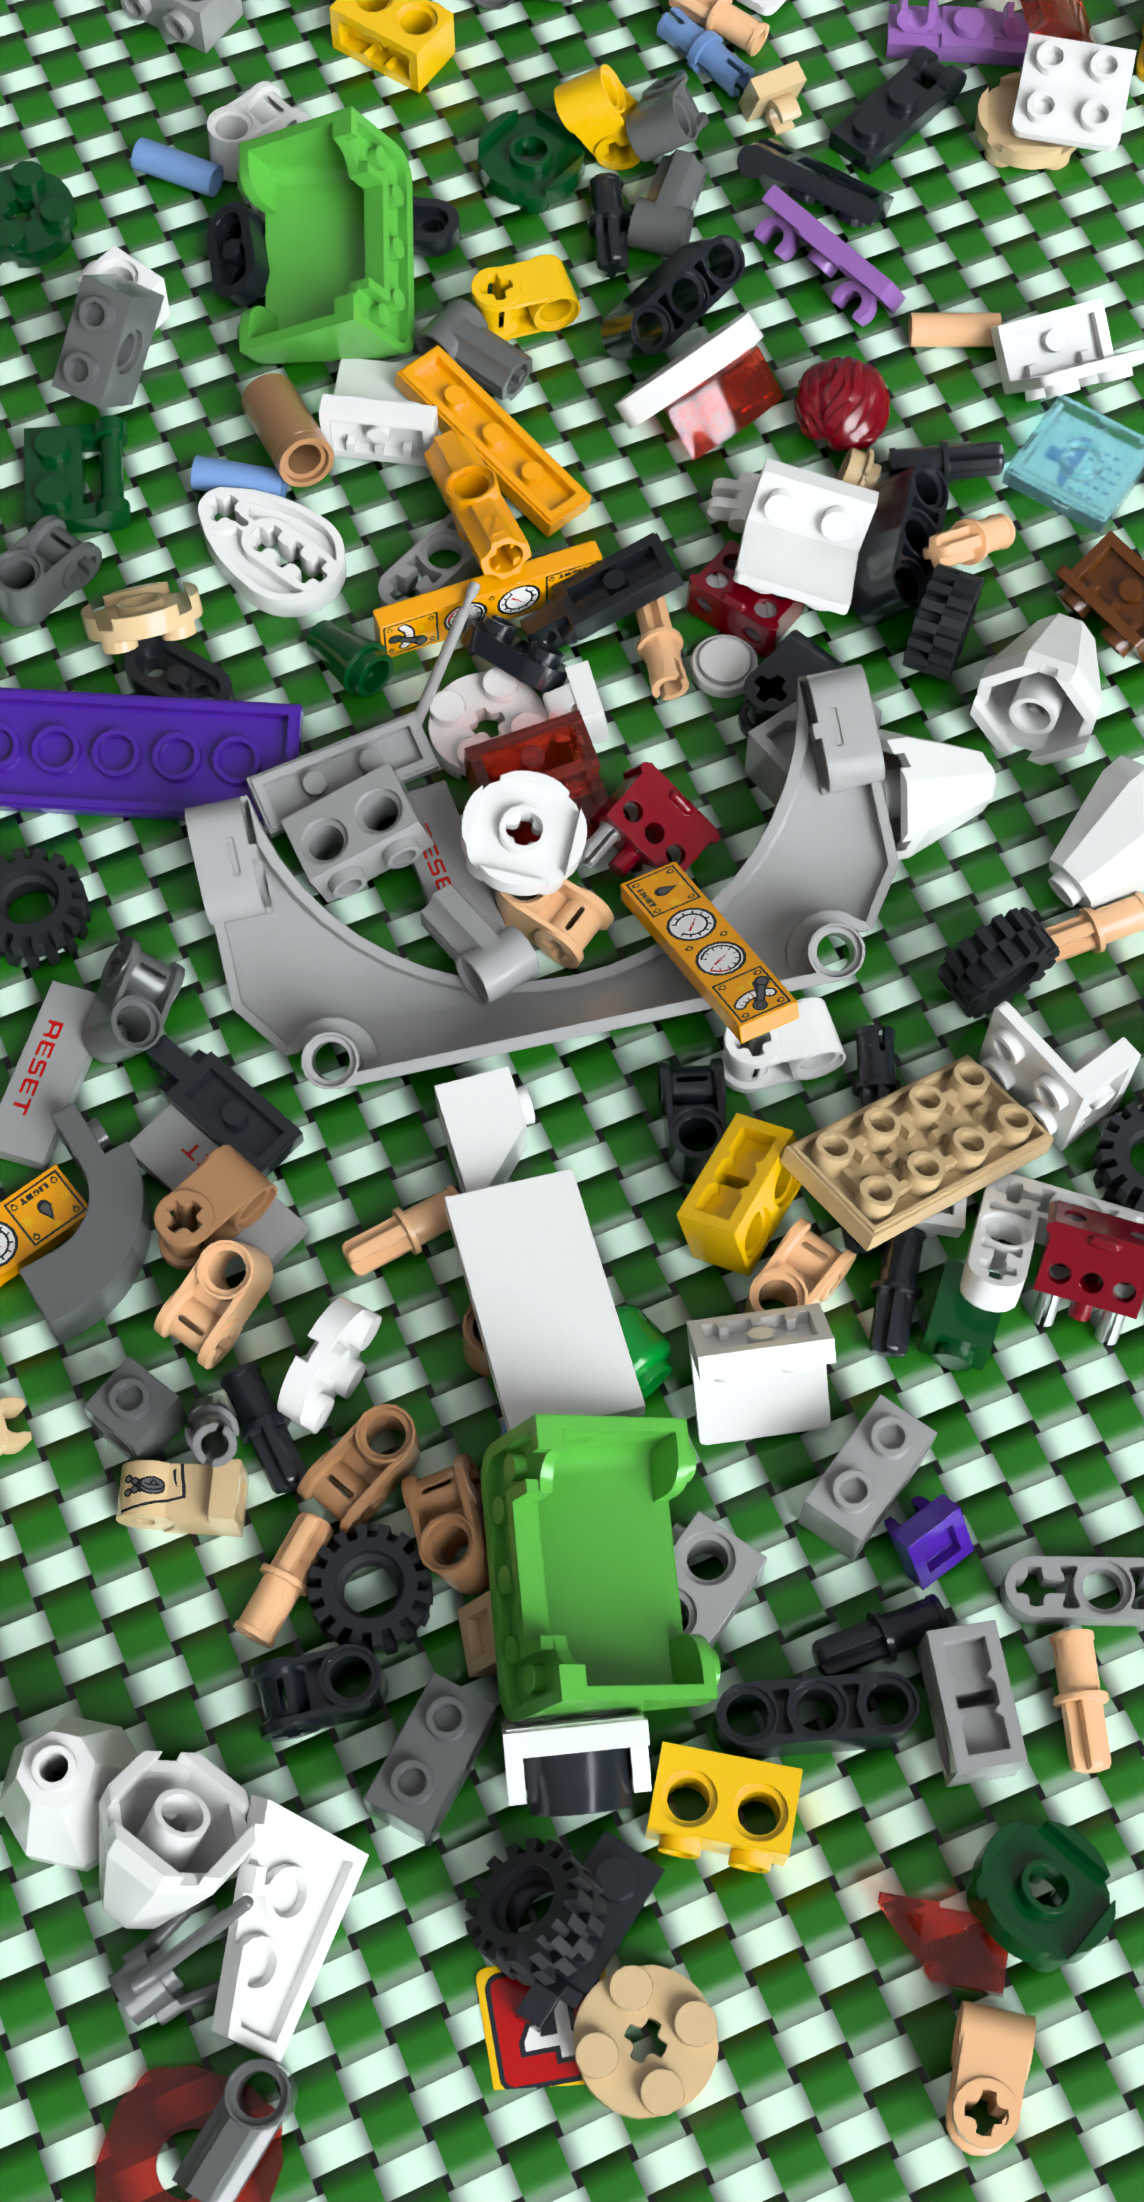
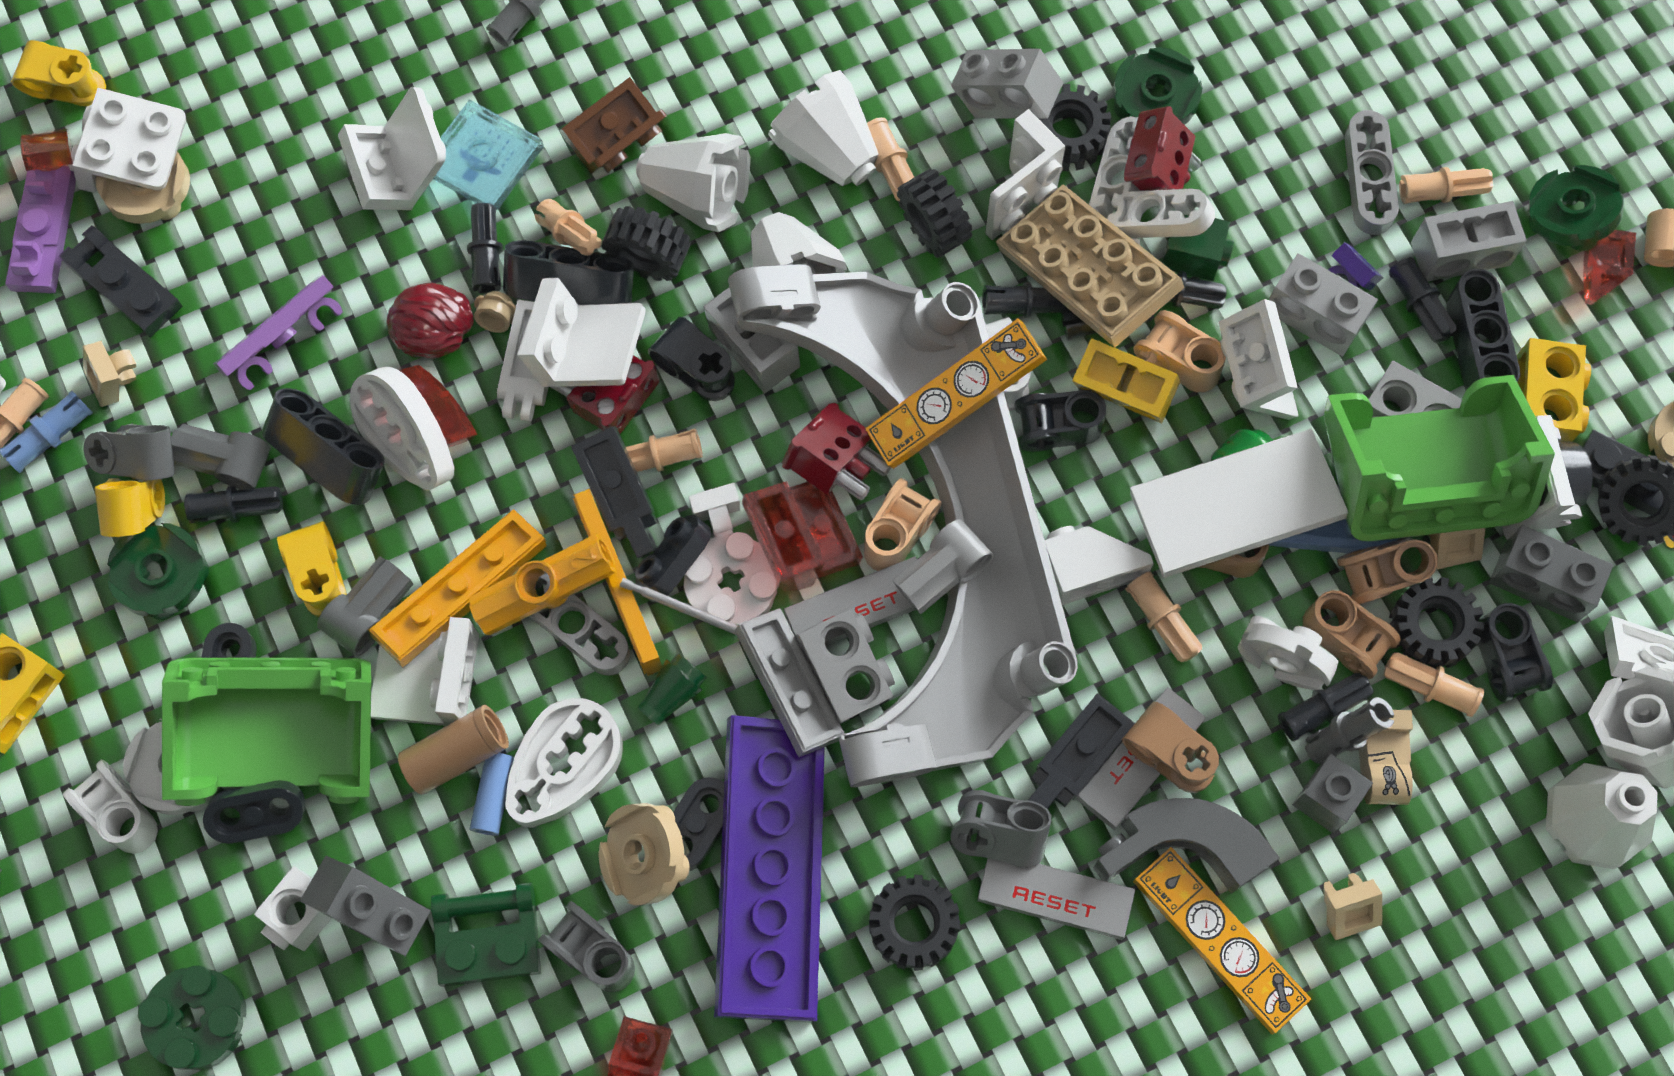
camera: 90 degrees left, 5 degrees up
(177, 167) = (145, 878): medium blue axle -> none
(206, 1310) = (1245, 747): light nougat piece -> none
(523, 868) = (851, 556): white plate -> none
(722, 665) = (667, 410): white piece -> none
(815, 181) = (199, 340): black plate -> none
(952, 329) = (353, 241): light nougat axle -> none

